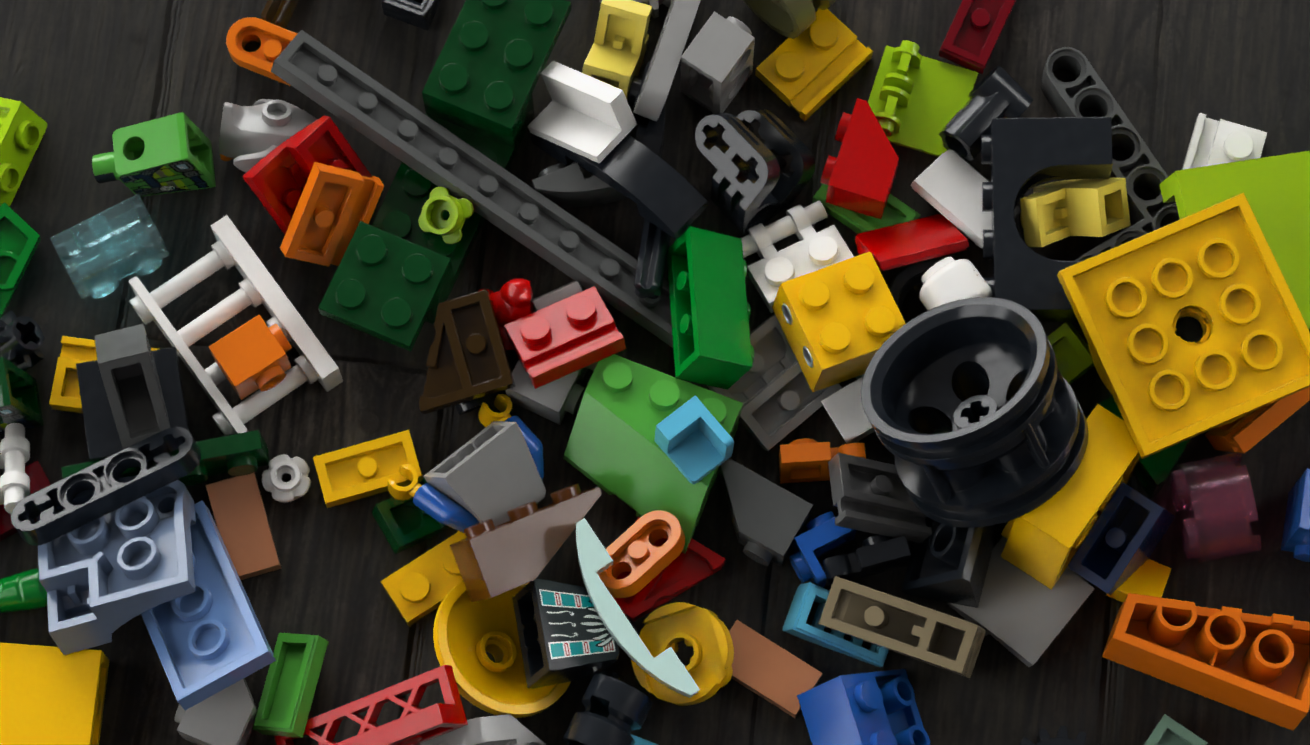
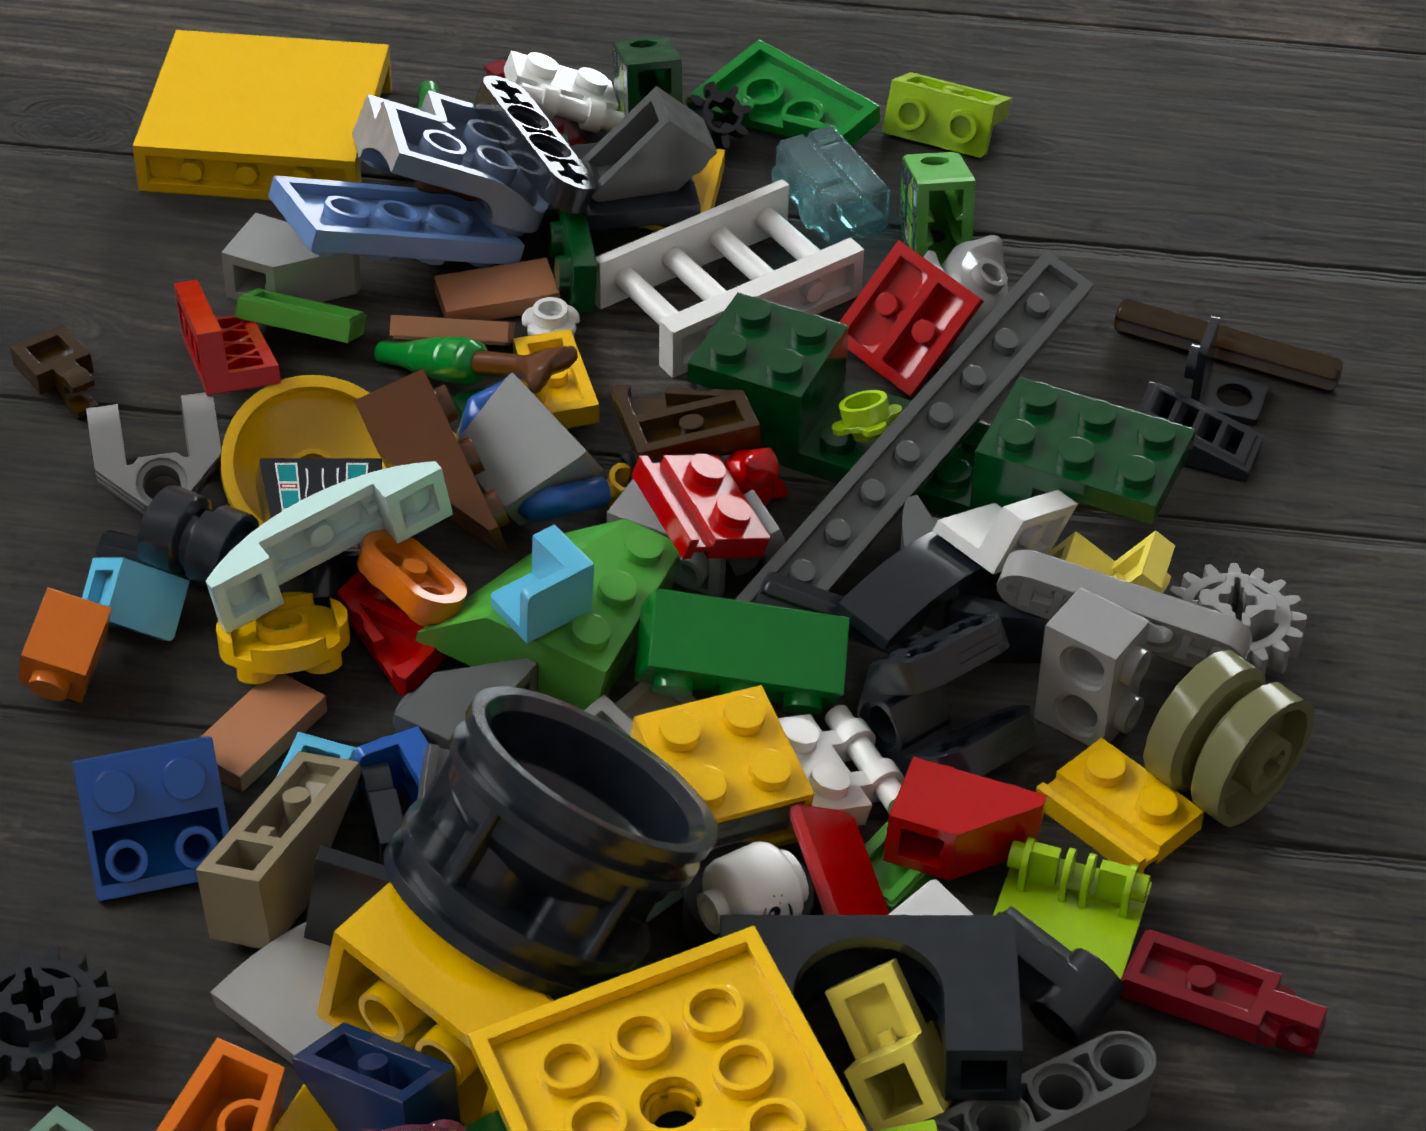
camera: 90 degrees right, 30 degrees down
(253, 356) = (685, 257): orange brick -> none
(270, 36) = (1092, 319): orange plate -> none
(306, 556) = (428, 327): none -> nougat tile
(329, 214) = (878, 317): orange plate -> none
(379, 530) = (468, 361): none -> piece

